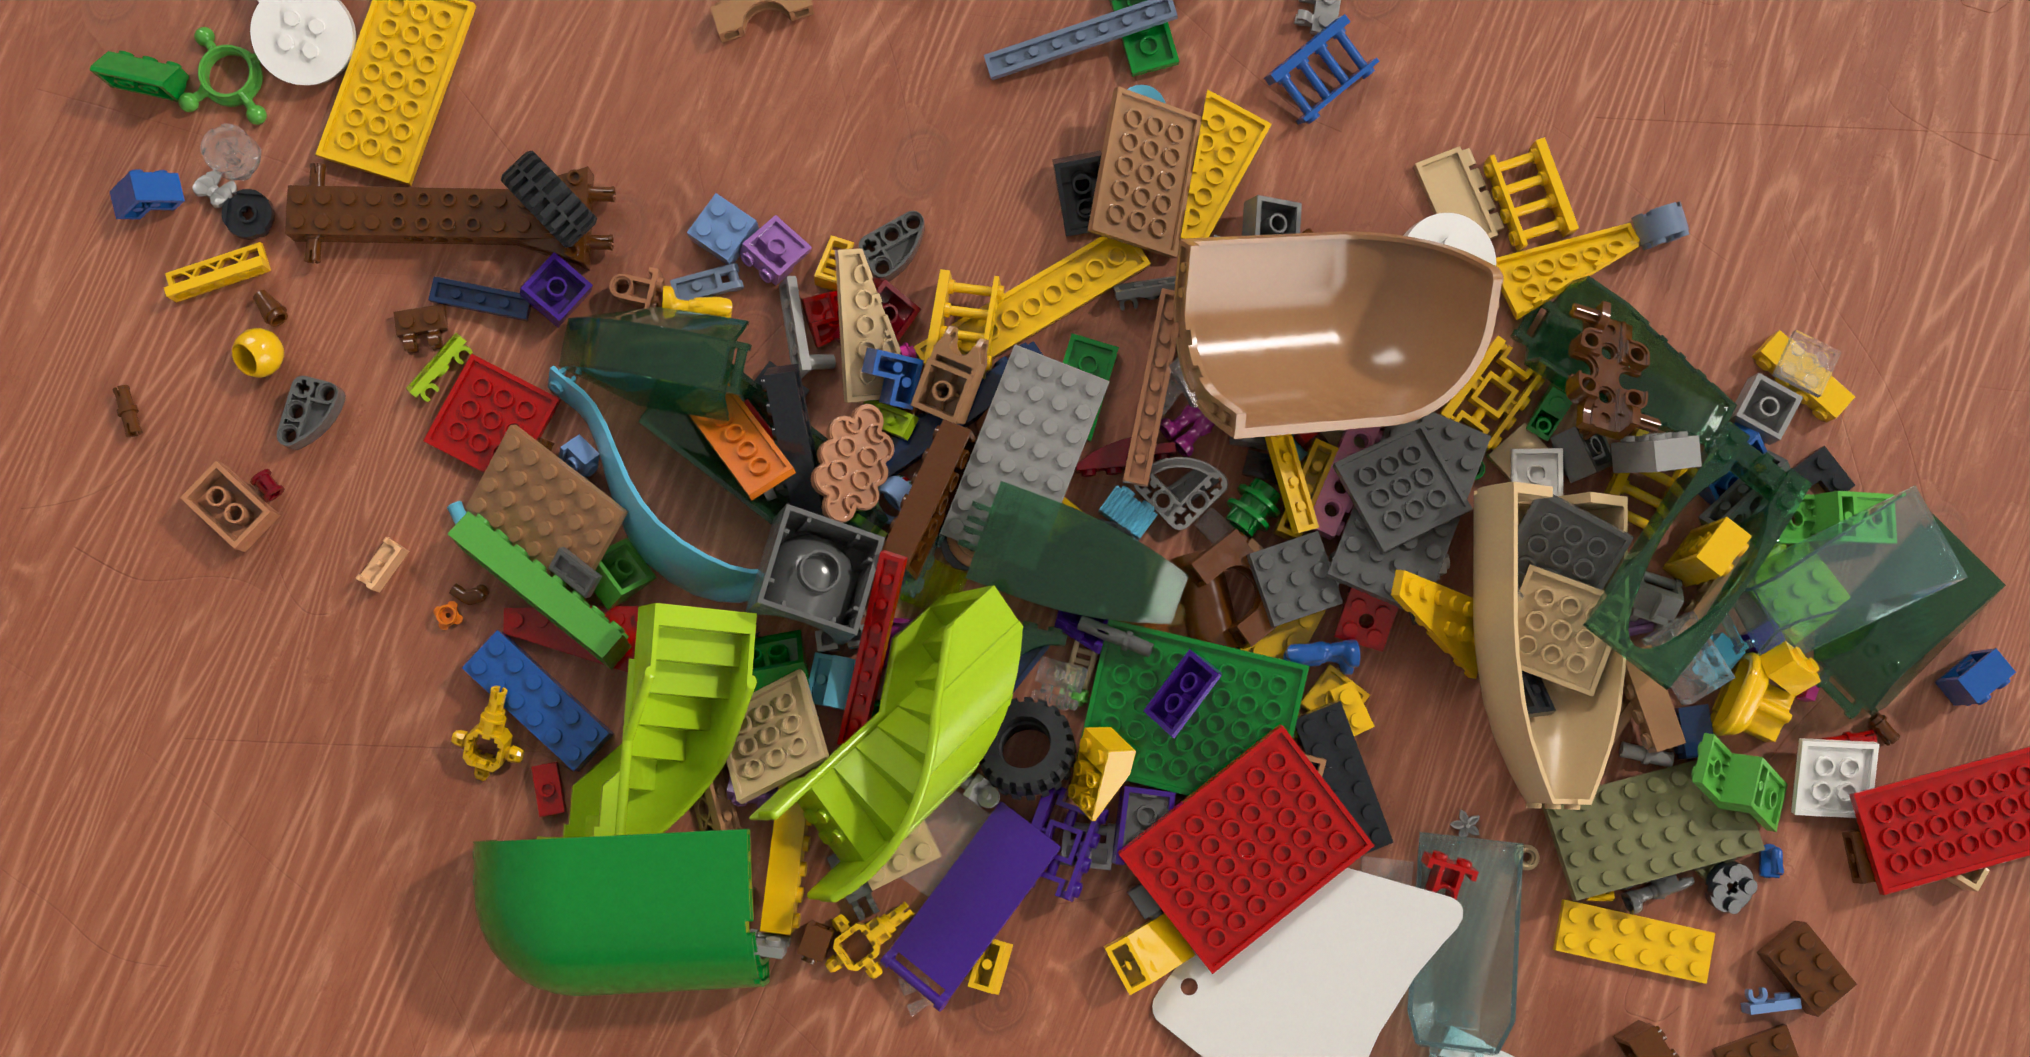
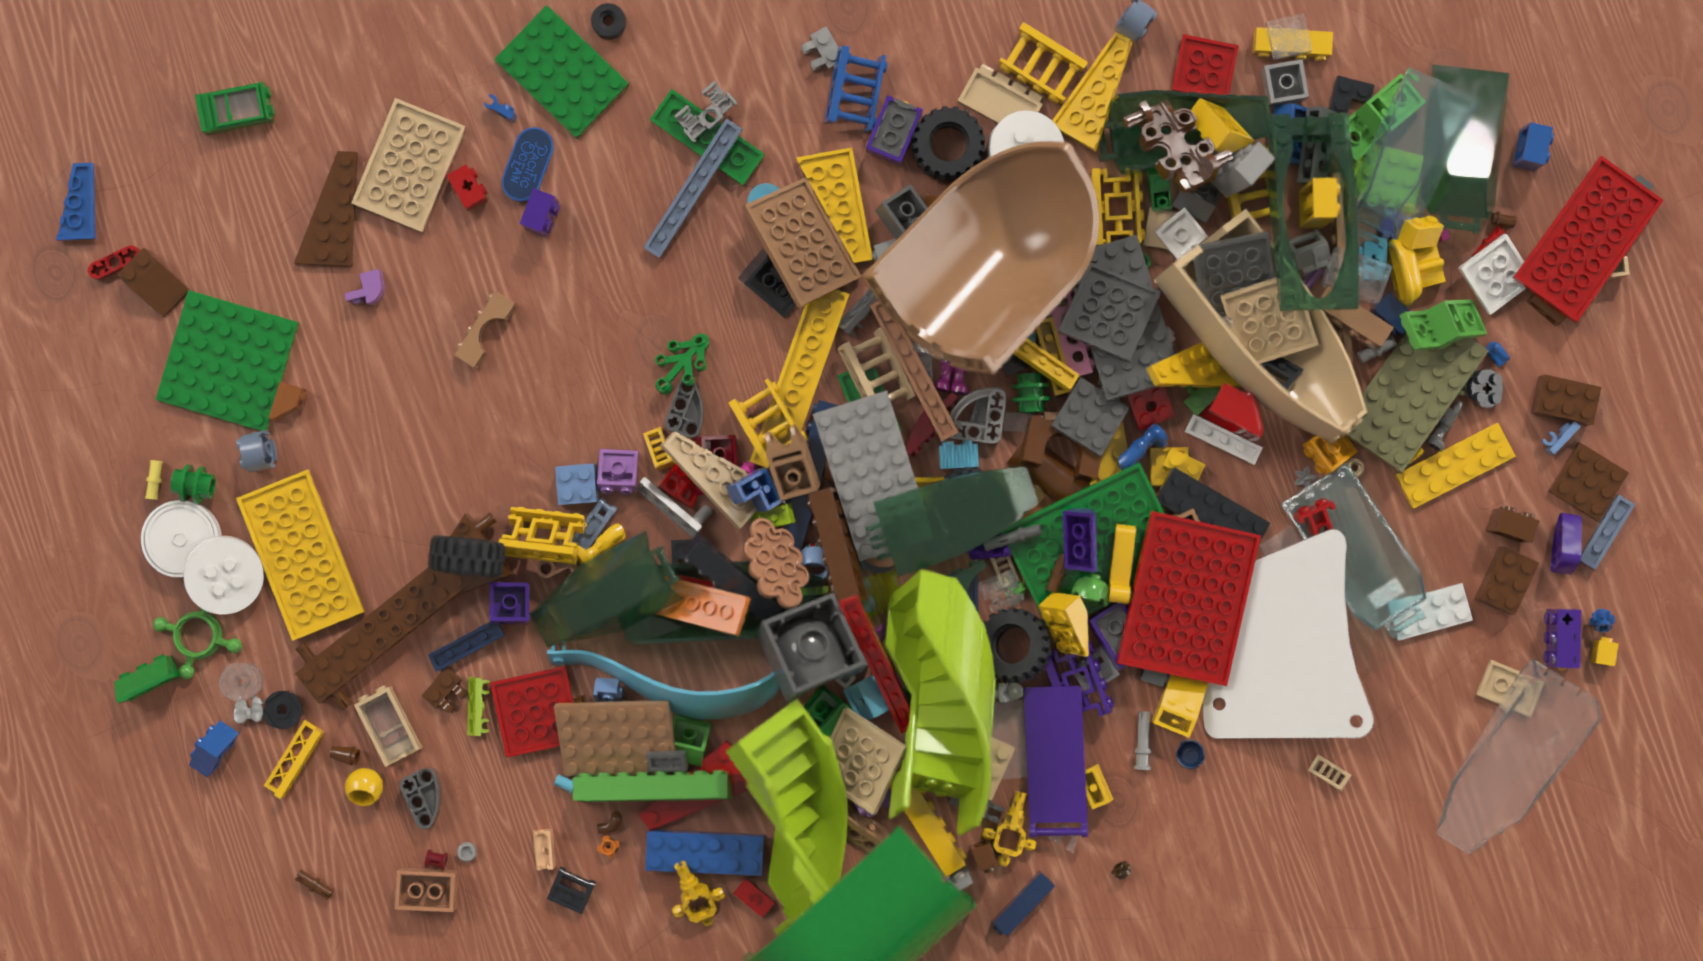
camera: 30 degrees left, 5 degrees up
(305, 503) = (467, 851): none -> light grey tile
(335, 313) = (387, 725): none -> door
(365, 631) = (568, 896): none -> black plate
(633, 260) = (541, 548): none -> yellow fence
(815, 1026) = (1022, 904): none -> dark blue brick
(958, 192) = (683, 361): none -> green plant
(1070, 969) = (1142, 750): none -> light grey pin
(1096, 343) = (857, 370): none -> tan fence
(1116, 1014) = (1190, 754): none -> dark blue hair
(1129, 713) = (1057, 574): none -> reddish brown axle
(1152, 758) = (1091, 590): none -> bright green cylinder
(1205, 754) = (1121, 563): none -> yellow beam
(1327, 140) = (894, 130): none -> dark grey piece
(1375, 165) = (954, 119): none -> black tyre
(1413, 717) = (1223, 439): none -> white plate
(1424, 656) = (1200, 399): none -> bright green hinge
(1449, 695) = (1236, 413): none -> red windscreen
(1511, 818) = (1328, 455): none -> light orange plate
(1664, 393) = (1220, 127): none -> yellow slope
(1697, 325) = (1204, 66): none -> red plate

